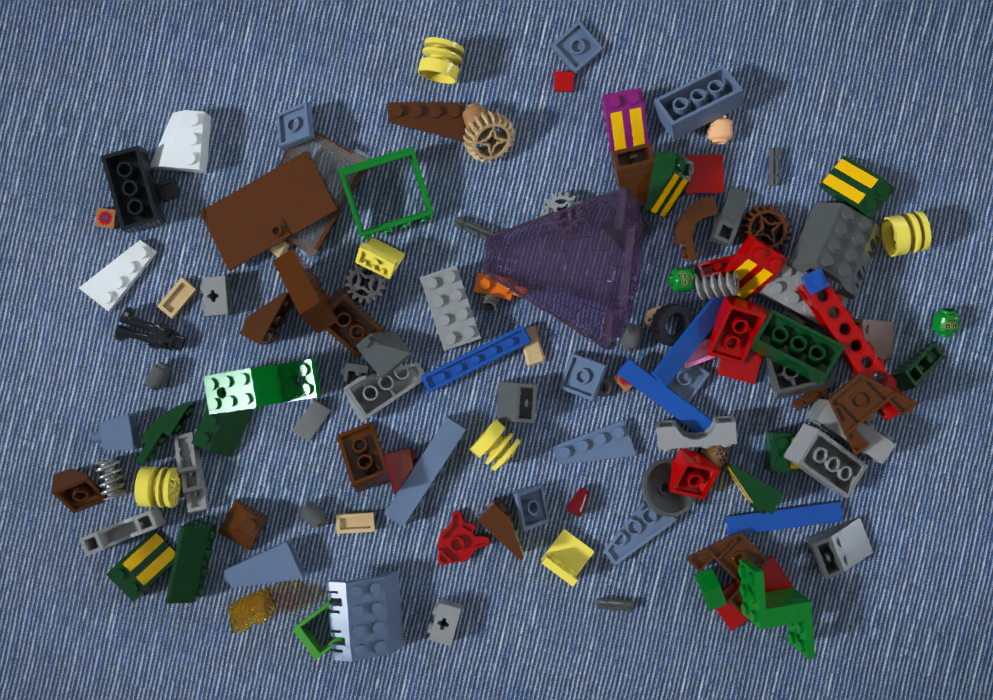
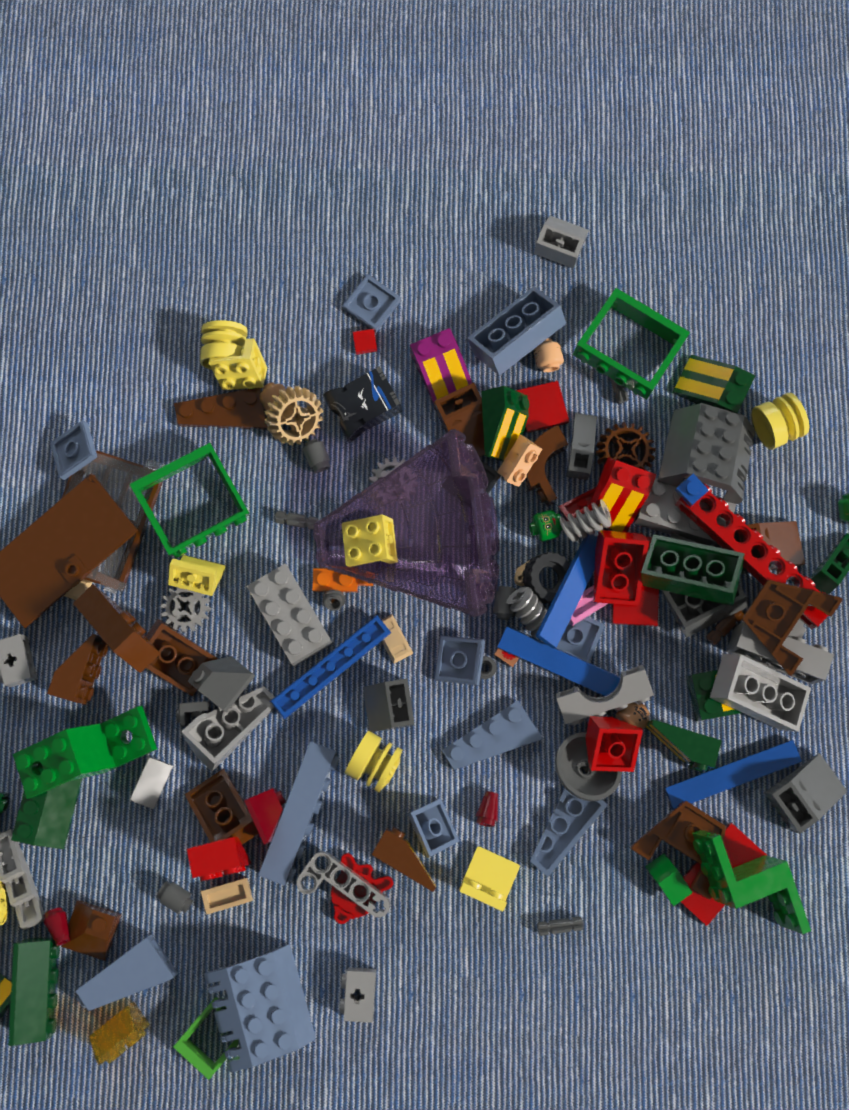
camera: 10 degrees left, 10 degrees down
(217, 516) = (57, 925): none -> dark red cone
(354, 497) = (221, 856): none -> red slope
(449, 87) = (240, 371): none -> light yellow bracket
(452, 539) = (346, 888): none -> light grey beam
(501, 175) = (316, 455): none -> dark grey brick
(530, 261) = (369, 541): none -> light yellow bracket
(550, 138) = (363, 403): none -> black piece
(650, 348) = (527, 608): none -> light grey piece
(673, 219) = (519, 461): none -> light nougat bracket
(757, 27) = (561, 241): none -> light grey slope
(814, 115) = (645, 317): none -> green window

